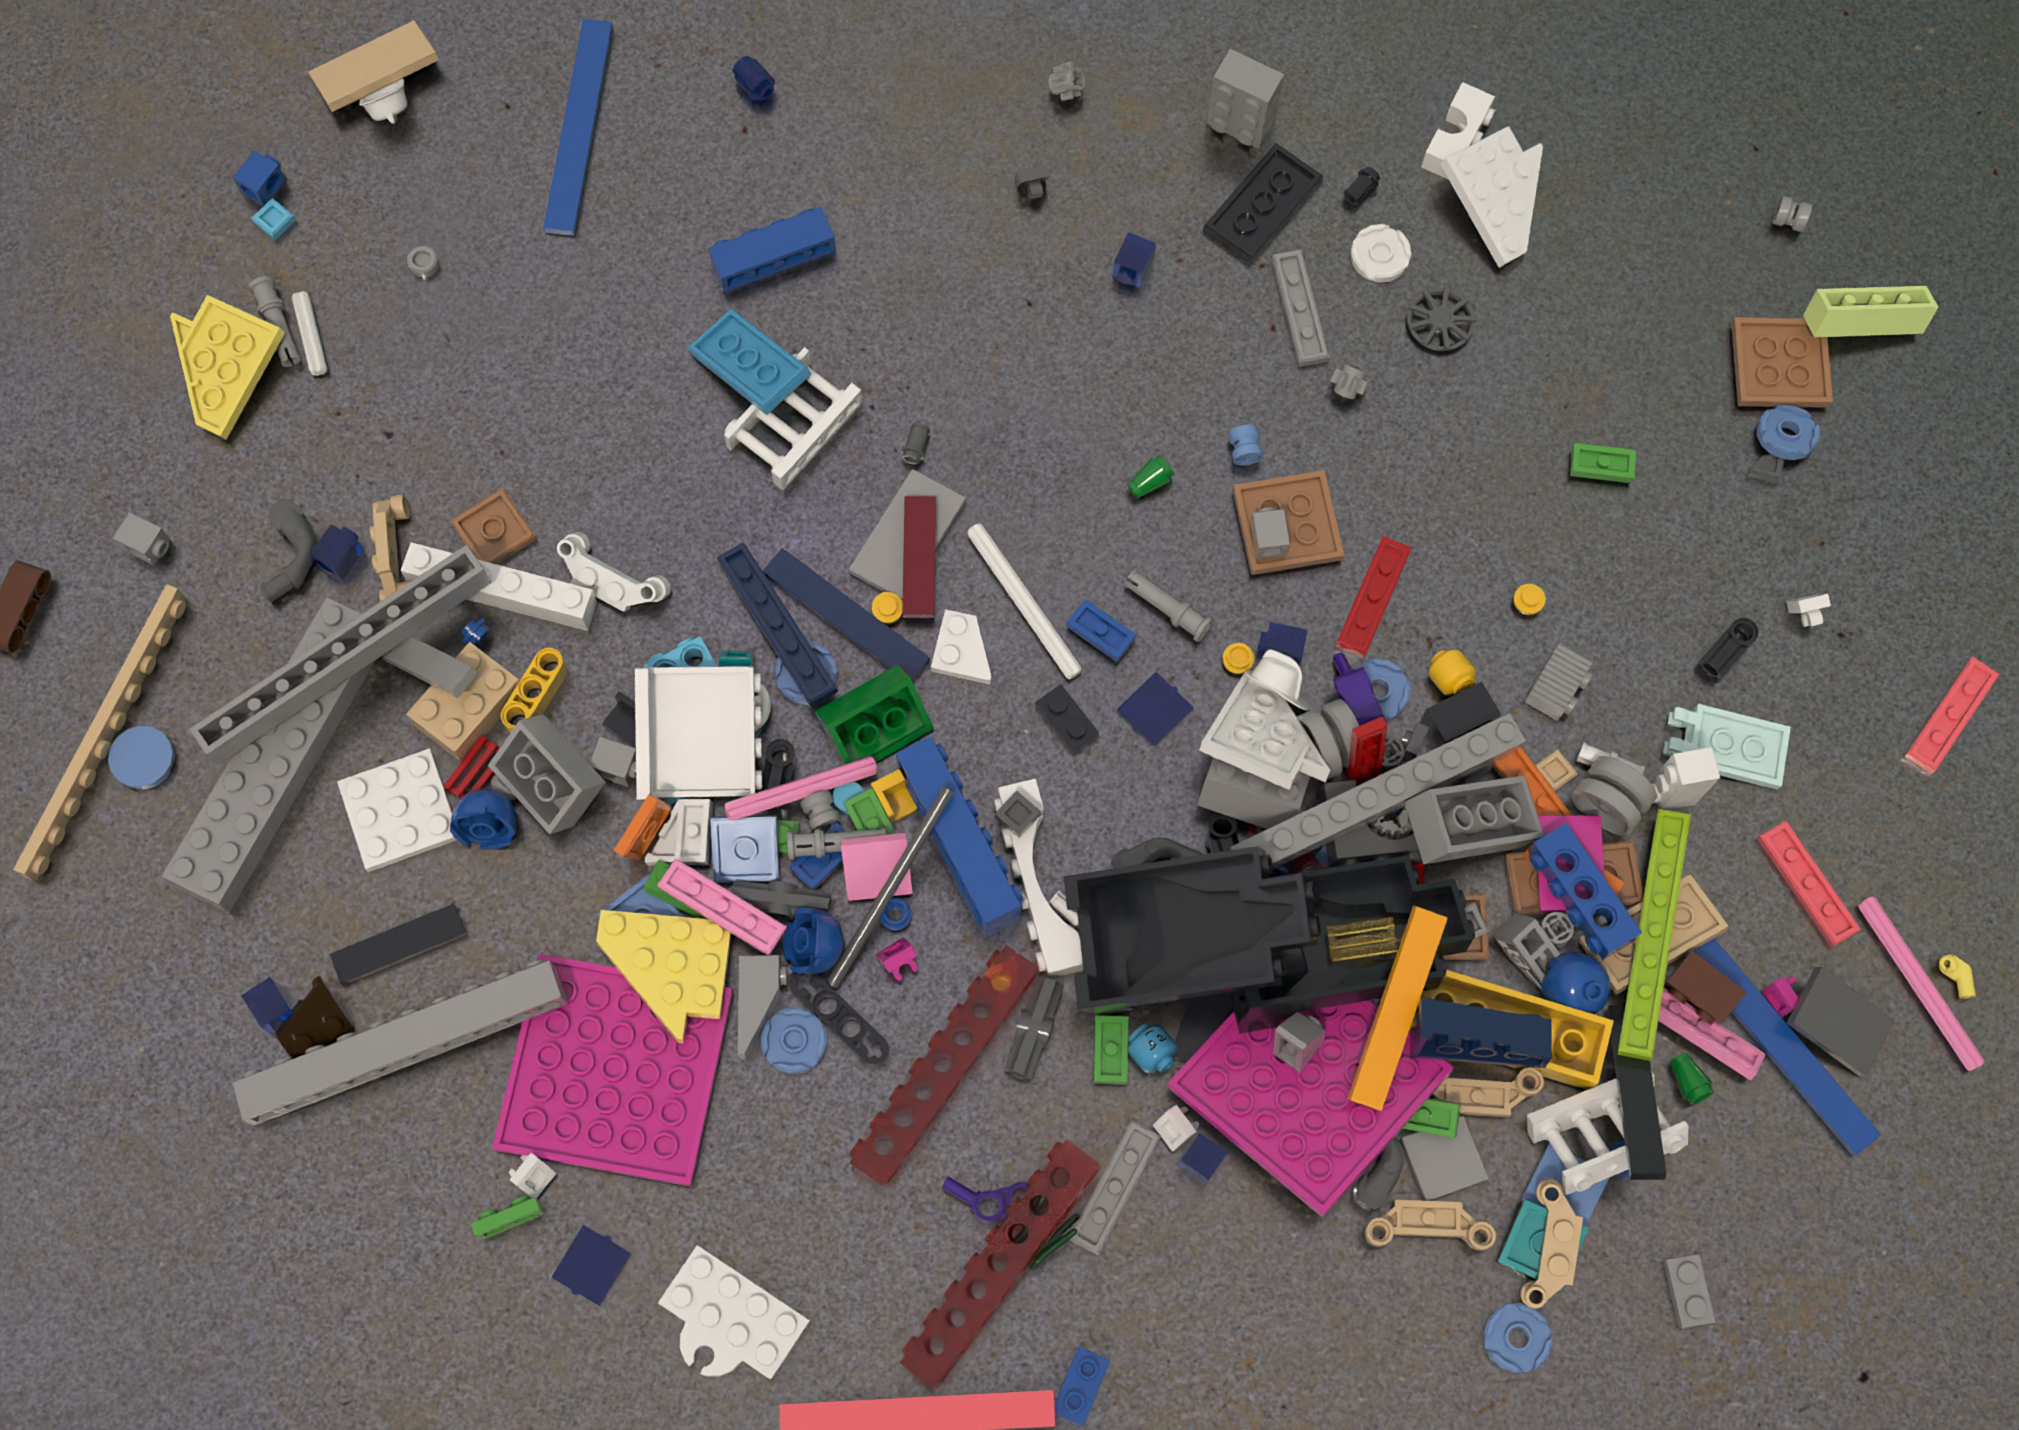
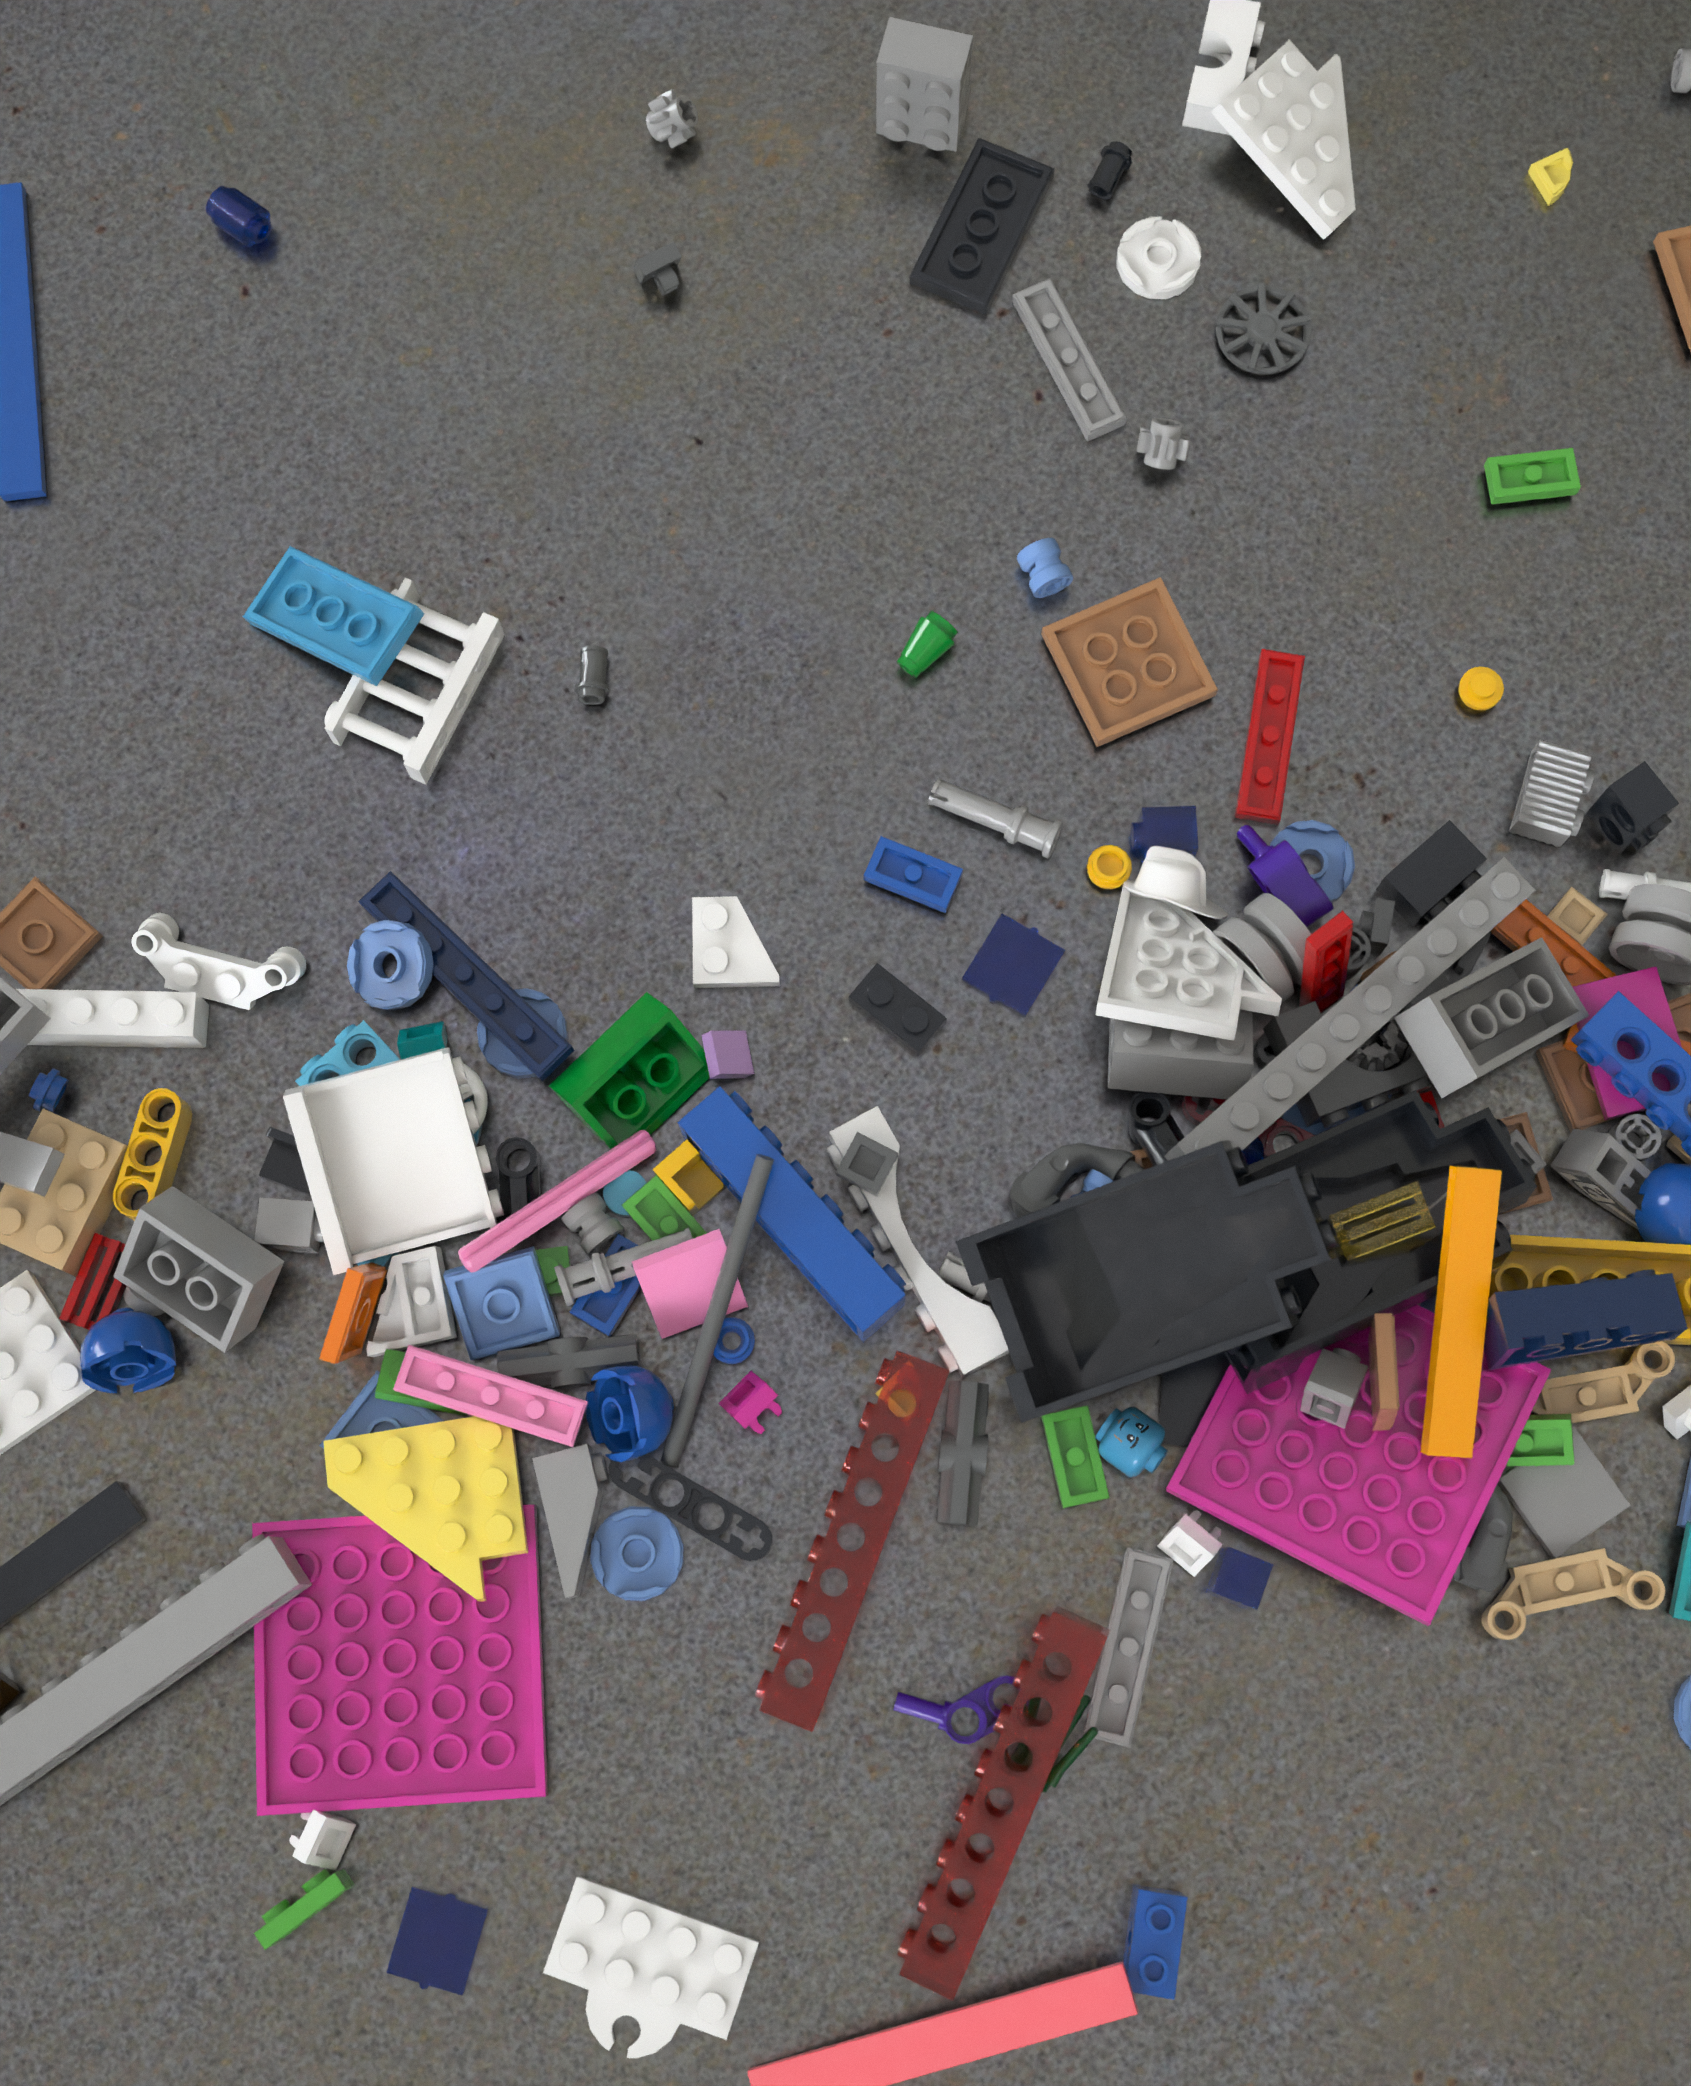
camera: 10 degrees left, 5 degrees up
(742, 610) = (412, 971): none -> medium blue tile
(772, 248) = (325, 449): blue brick -> none
(844, 614) = (556, 938): dark blue tile -> none
(882, 554) = (613, 806): light grey tile -> none
(887, 607) = (612, 914): yellow plate -> none
(919, 556) = (638, 833): dark red tile -> none
(942, 720) = (727, 1054): none -> lavender tile
(1024, 601) = (797, 859): white axle -> none
(1133, 260) = (826, 346): clear blue brick -> none
(1269, 533) = (1110, 684): light grey brick -> none
(1334, 1037) = (1383, 1371): none -> medium nougat tile
(1452, 672) = (1404, 816): yellow head -> none
(1612, 705) = (1633, 809): none -> black brick
(1672, 260) = (1552, 175): none -> light yellow tile

